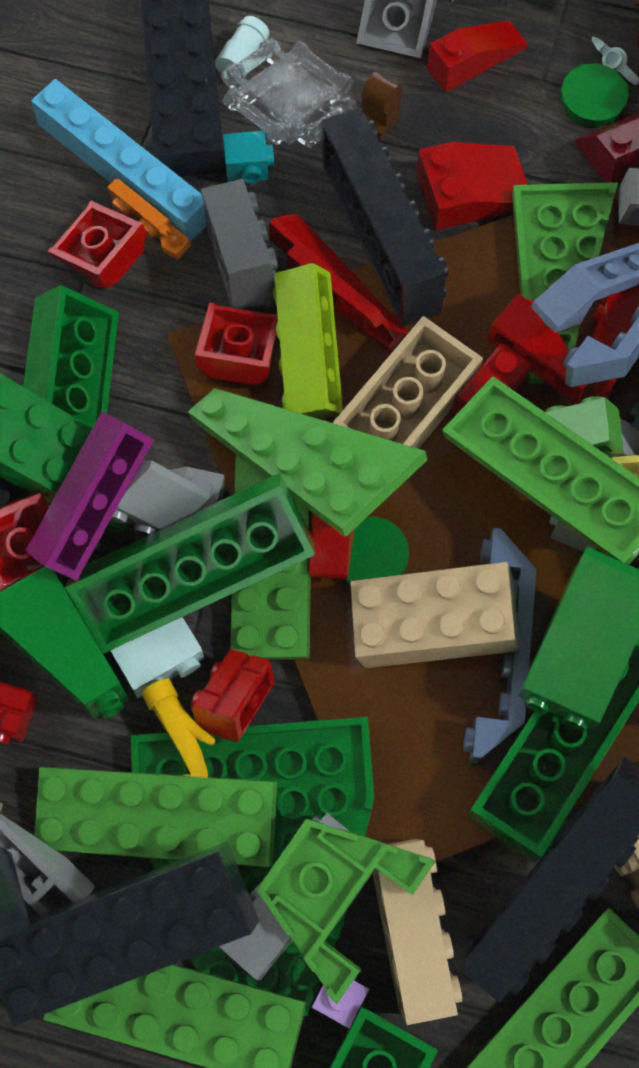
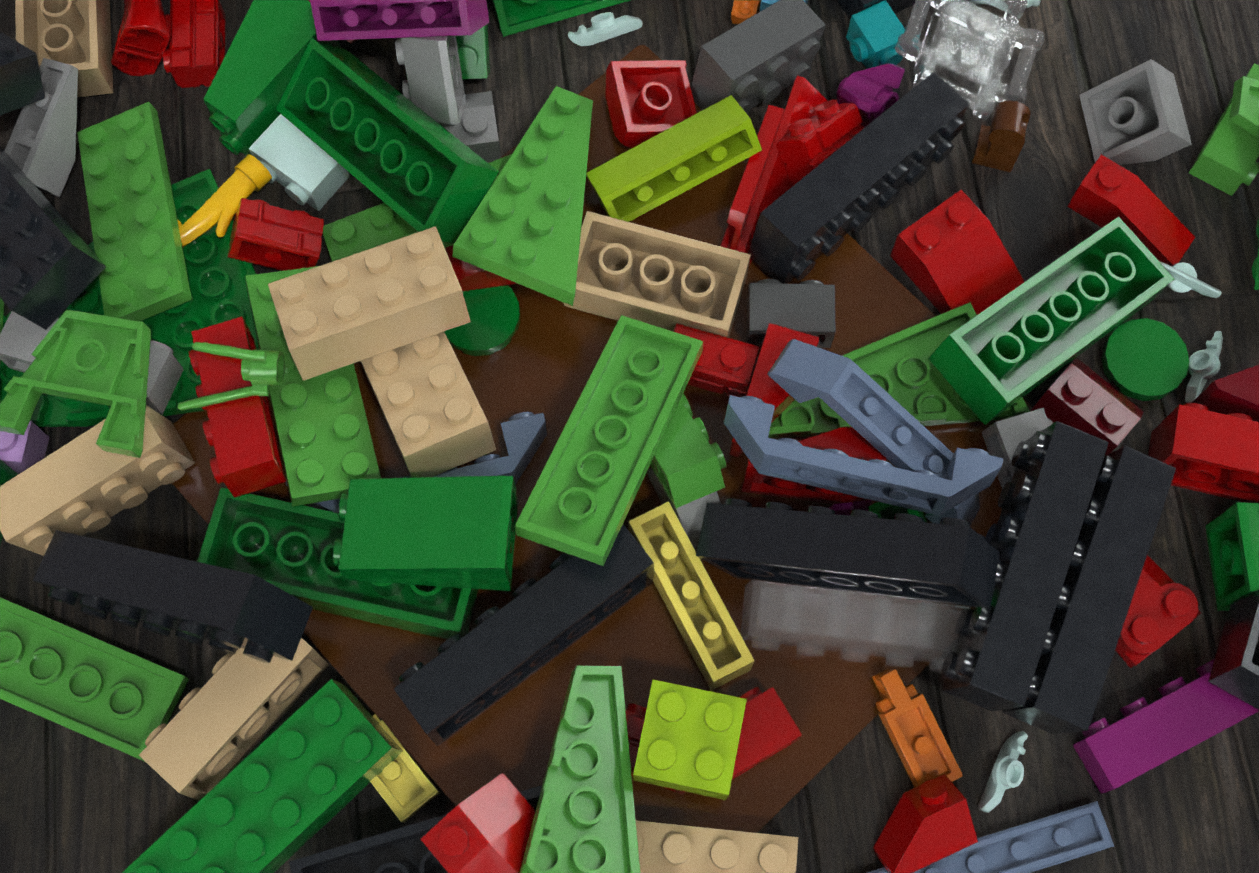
camera: 70 degrees right, 0 degrees up
(134, 359) = (604, 28): none -> light aqua piece
(302, 184) = (871, 90): none -> magenta brick
(333, 231) = (818, 137): none -> red brick
(358, 621) = (369, 303): none -> tan brick
(387, 729) = (259, 367): none -> bright green plant
(394, 705) = (316, 420): none -> bright green plate
(402, 770) = (240, 428): none -> red brick
(473, 309) = (800, 307): none -> dark grey brick
(540, 42) = (1186, 279): none -> light aqua piece
(558, 134) = (1050, 320): none -> green brick

